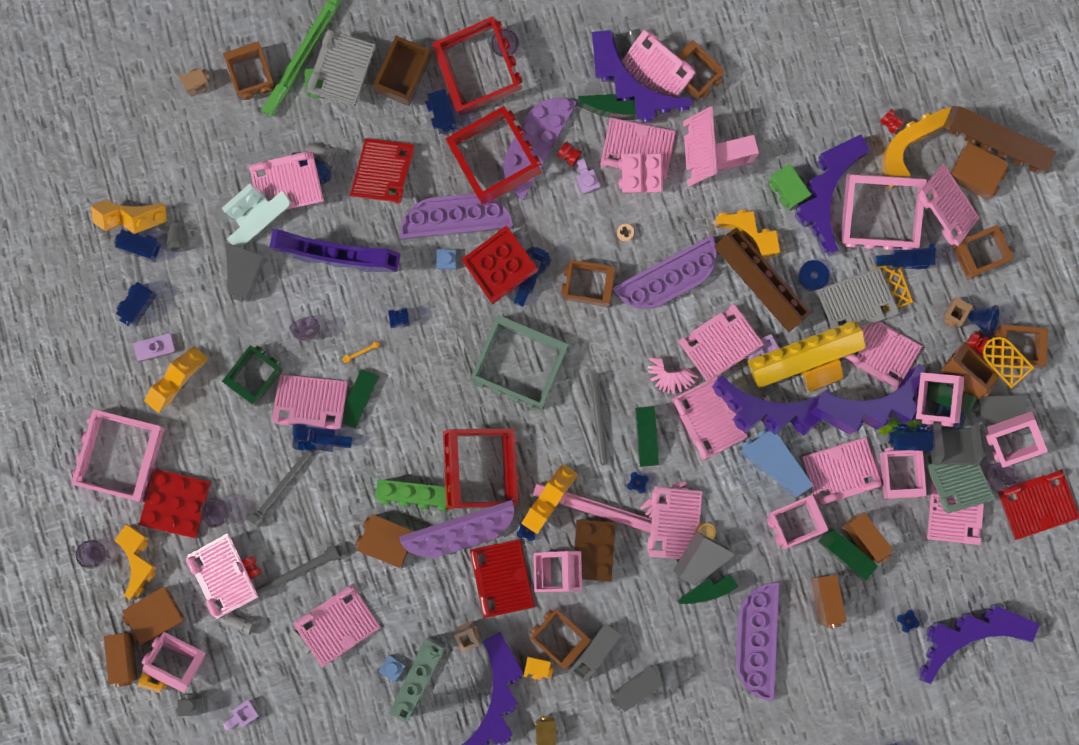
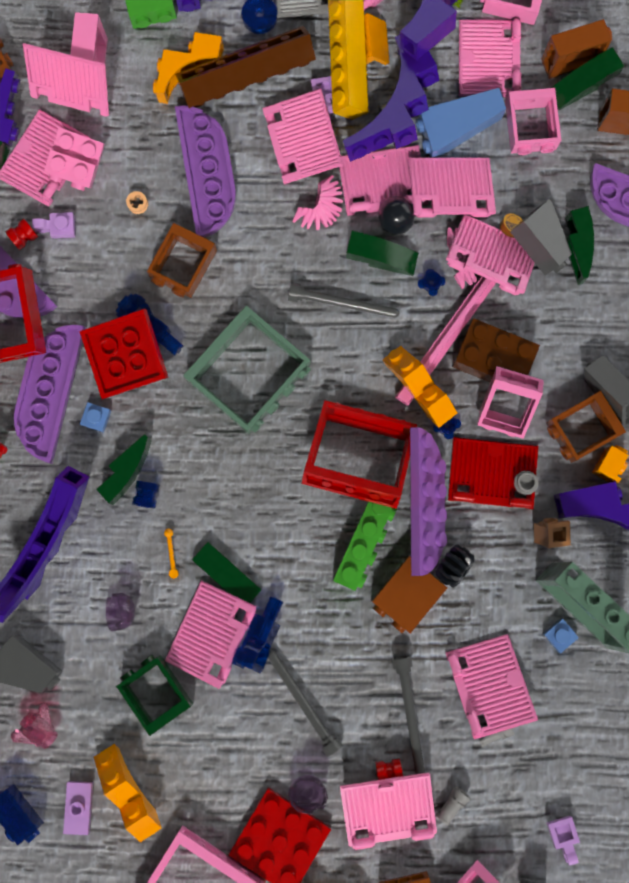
camera: 65 degrees left, 0 degrees up
(201, 297) = (36, 728): none -> clear pink rock
(412, 296) = (125, 470): none -> dark green slope
(418, 569) = (455, 565): none -> black gear
(501, 605) = (525, 482): none -> light grey plate
(682, 437) = (396, 215): none -> black hair
(721, 473) = (451, 185): none -> bright pink window

